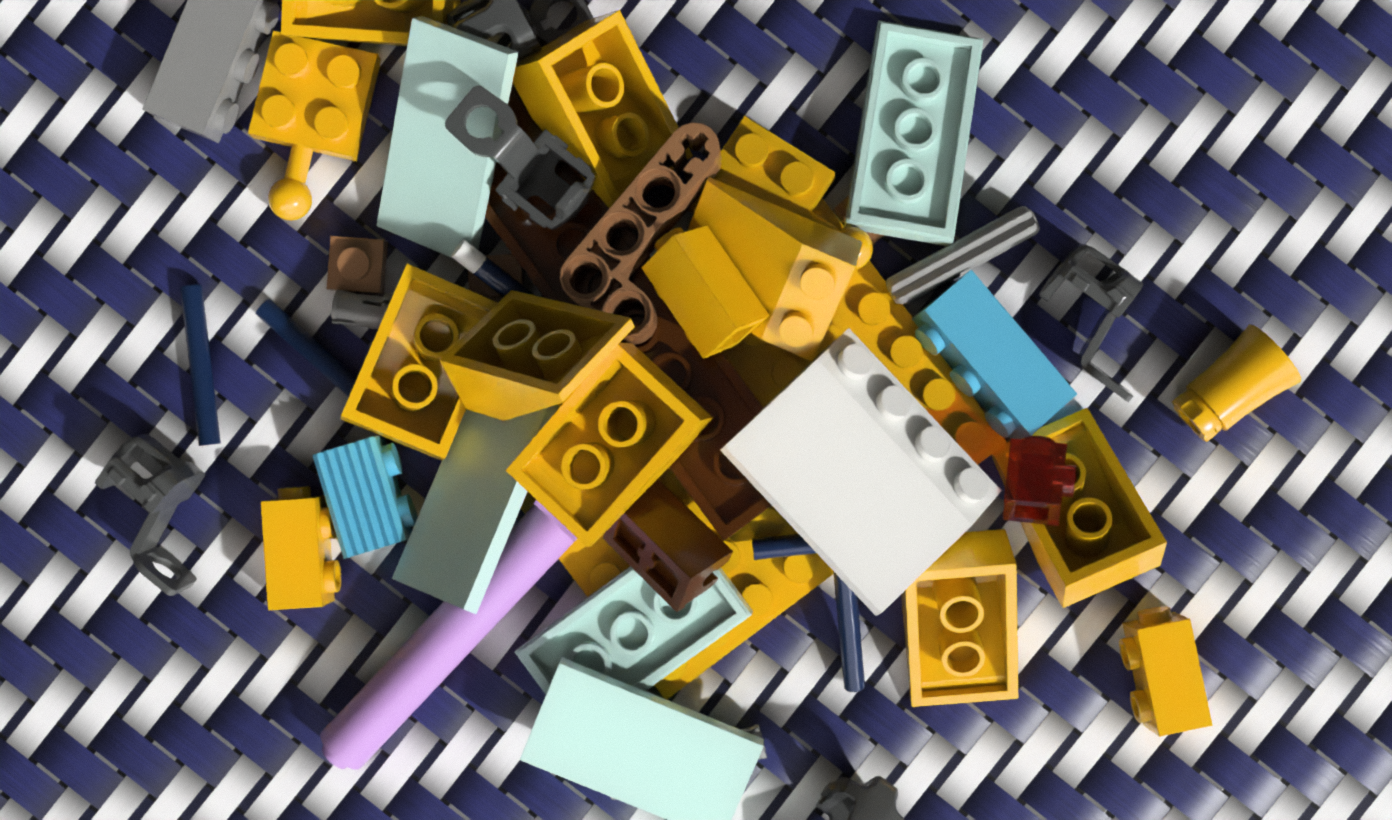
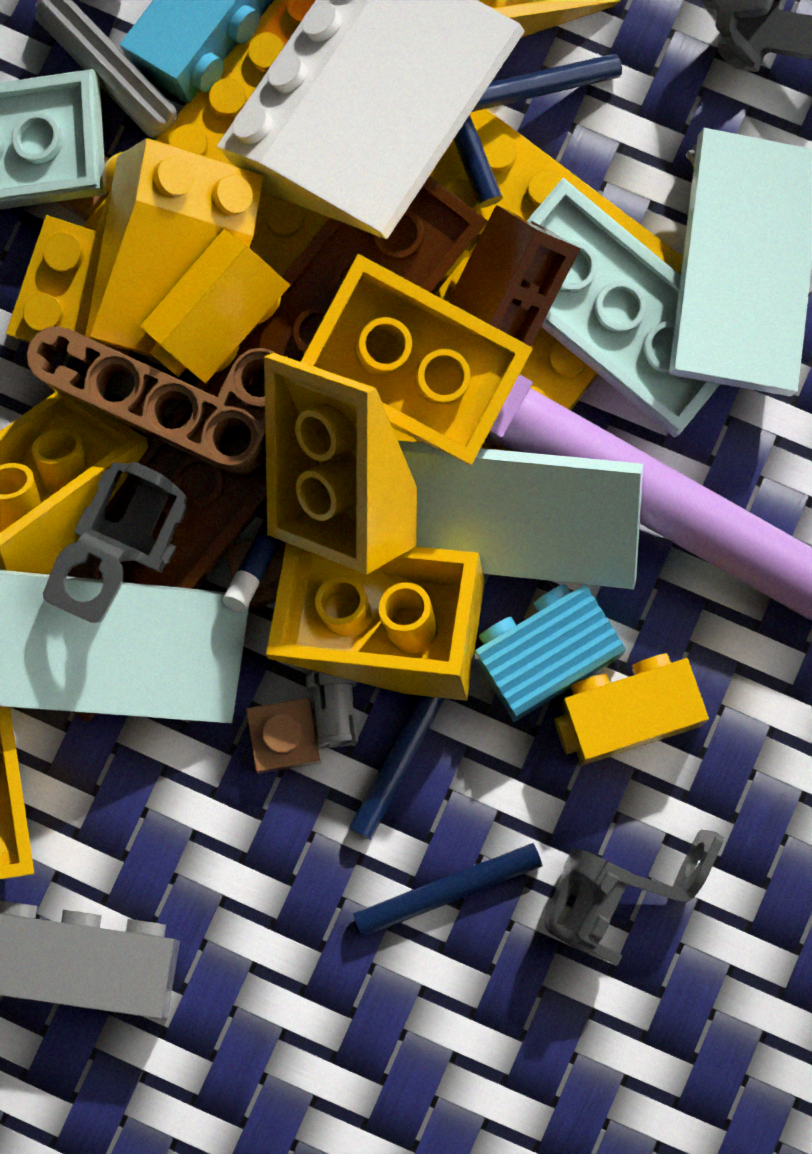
camera: 105 degrees left, 10 degrees down
(312, 101) = (106, 832): yellow plate -> none

